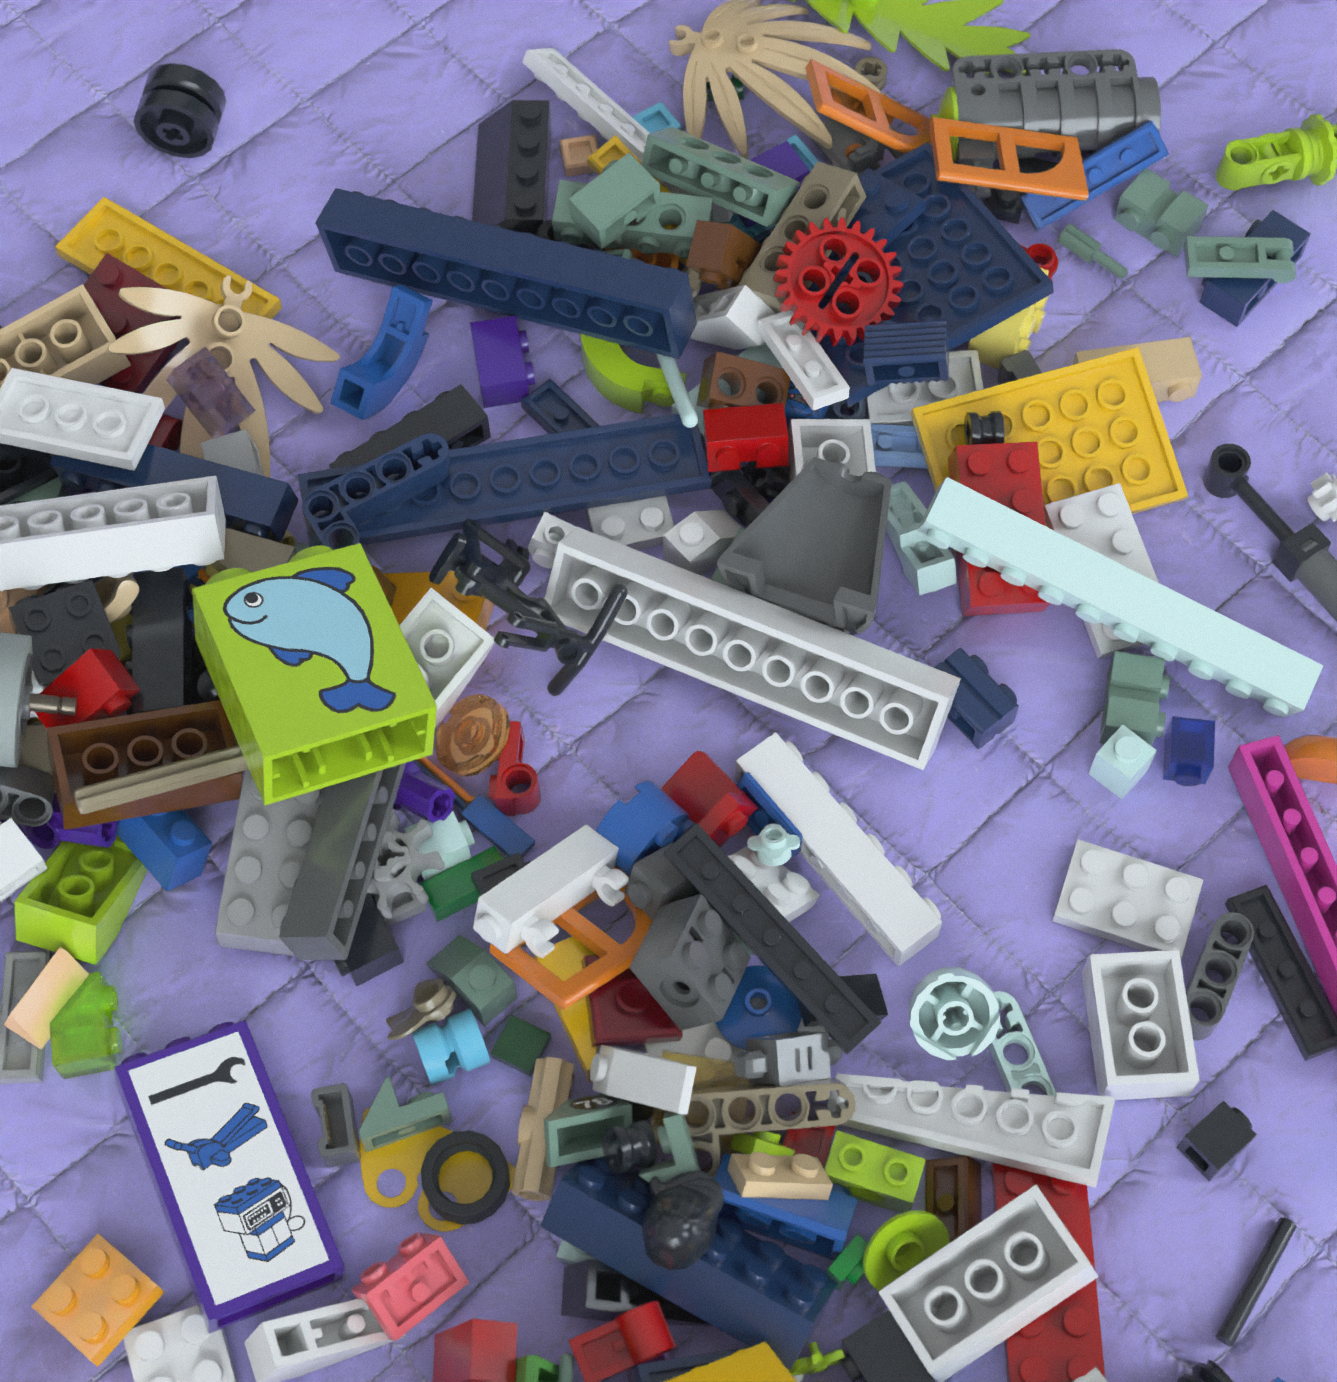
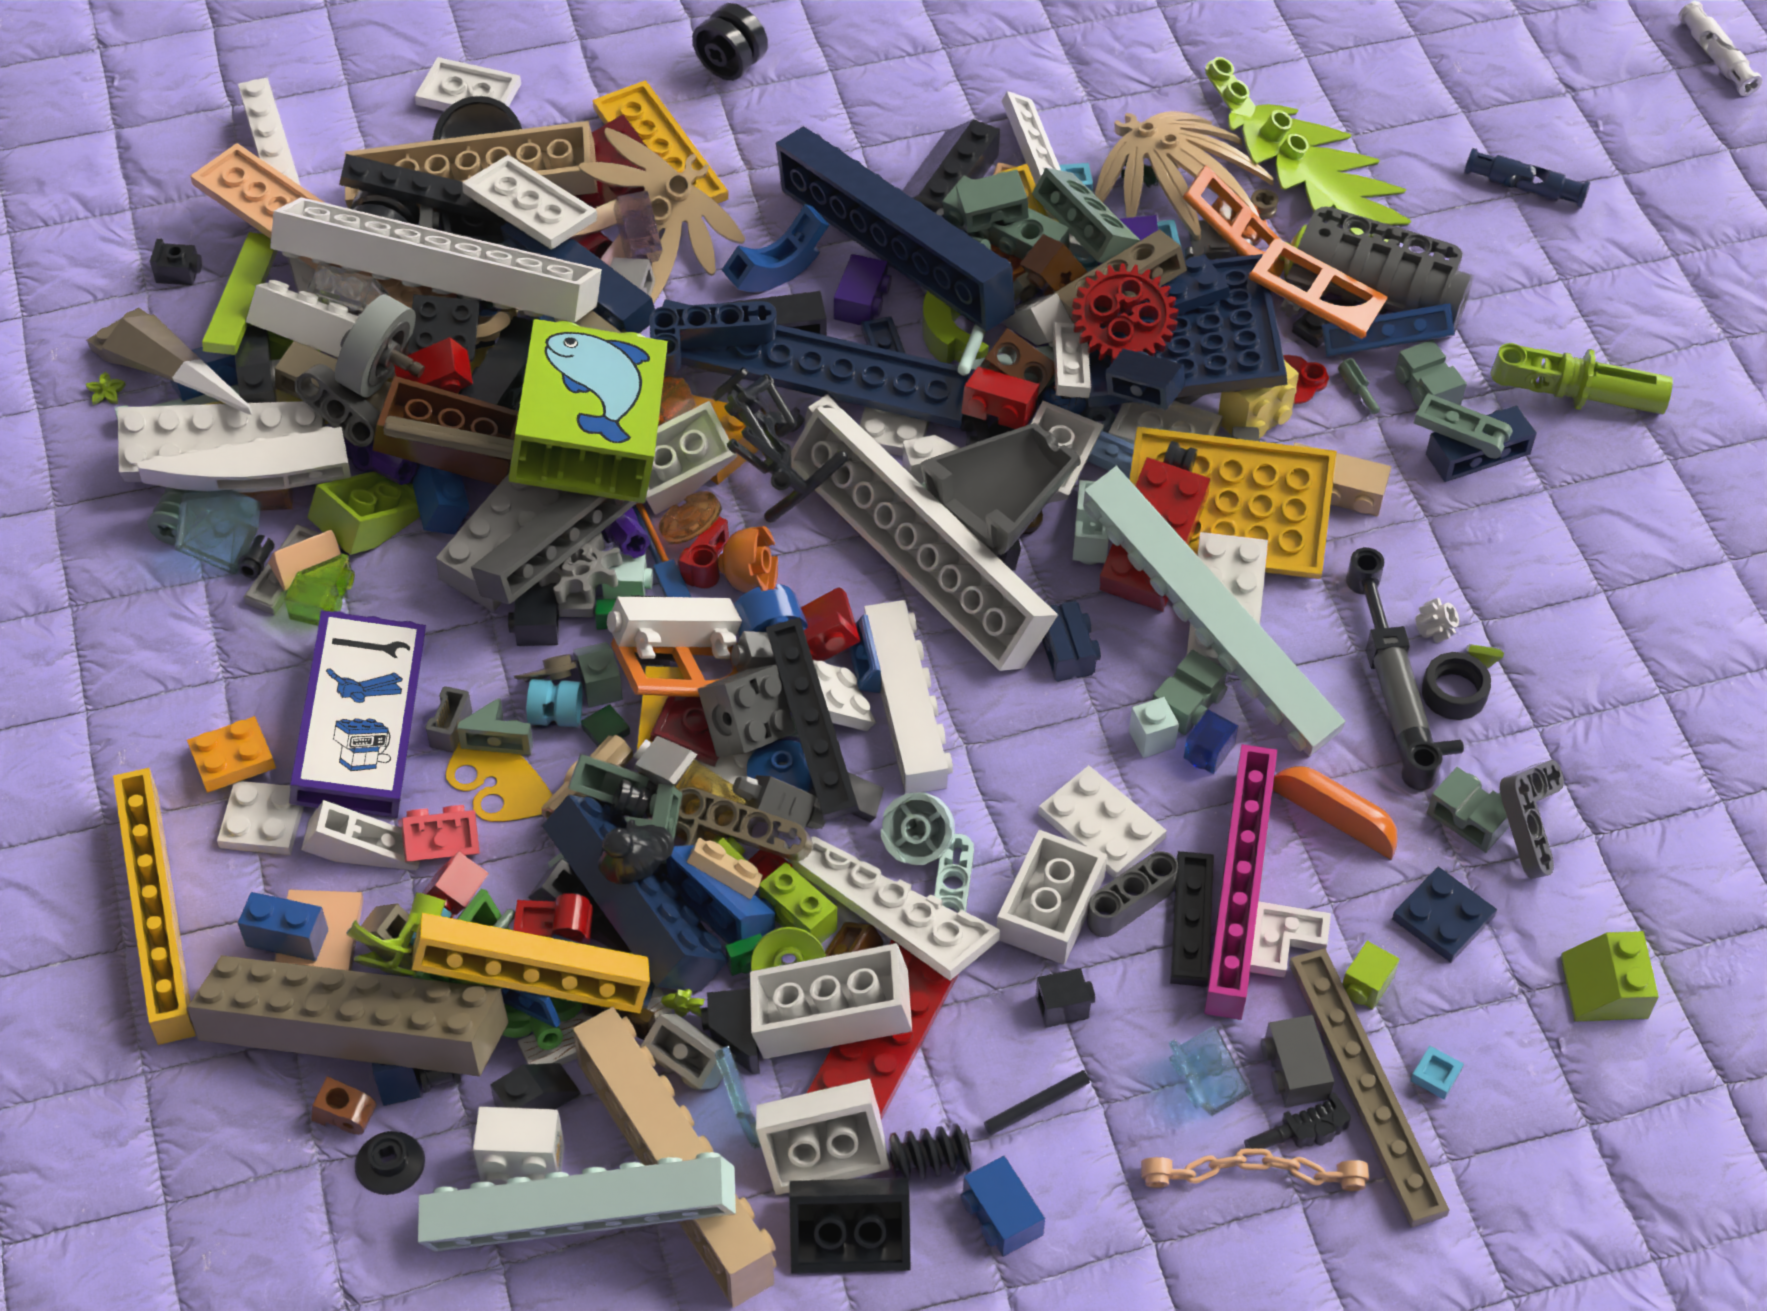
camera: 25 degrees right, 10 degrees down
(461, 1142) = (517, 810): black tyre -> none
(571, 761) = (748, 560): none -> orange cylinder
(773, 845) = (855, 667): light aqua plate -> none

